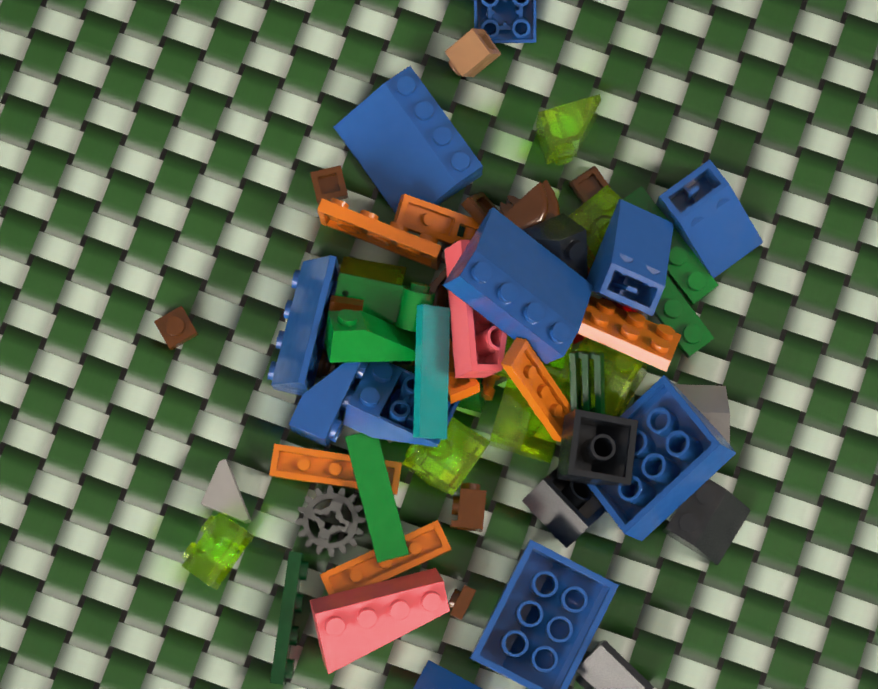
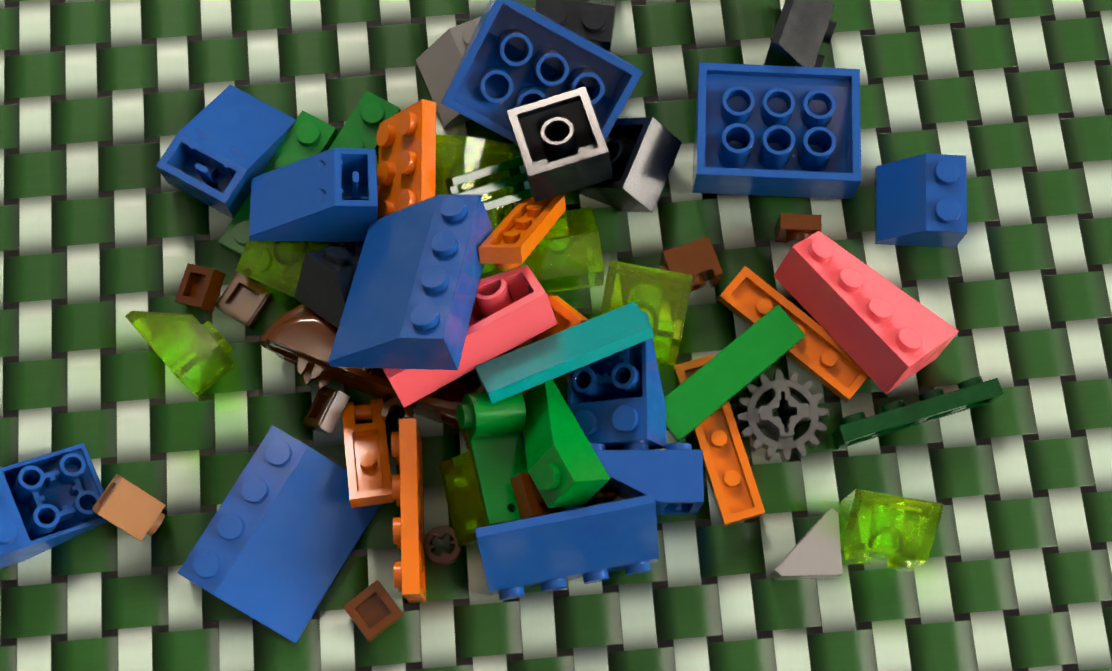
camera: 115 degrees left, 5 degrees down
(354, 239) = (440, 532): none -> reddish brown bush
(611, 159) = (200, 287): none -> reddish brown plate

